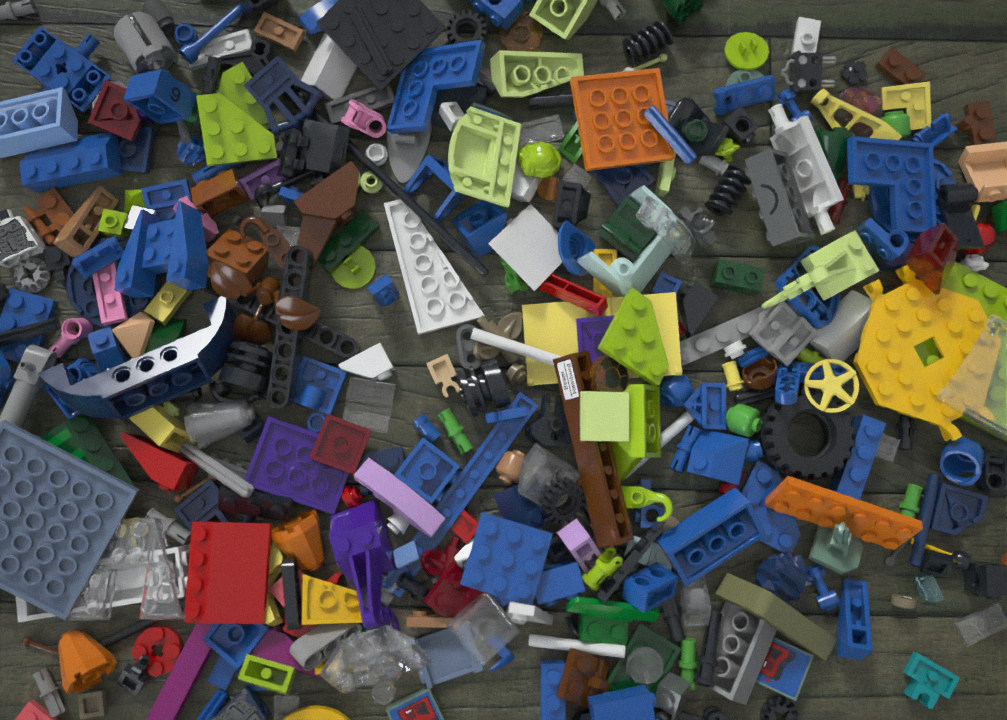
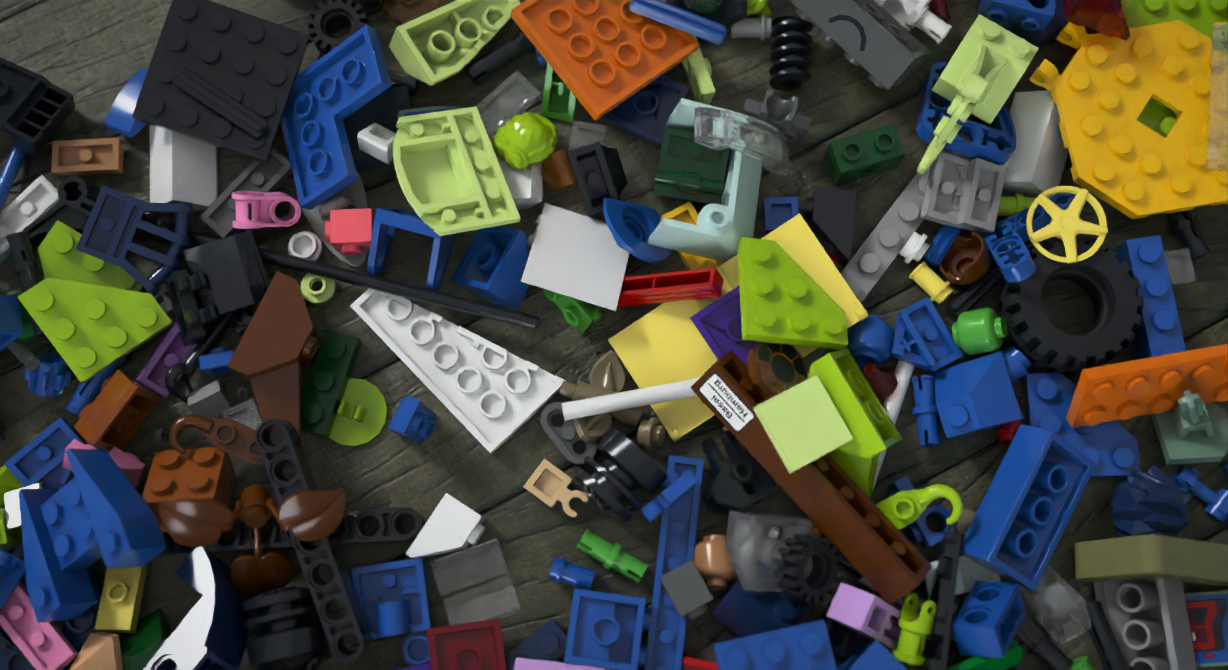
camera: 25 degrees left, 5 degrees down
(407, 158) = (350, 230): none -> coral brick
(485, 474) = (687, 590): none -> dark grey brick
(668, 417) = (881, 380): none -> clear red rock

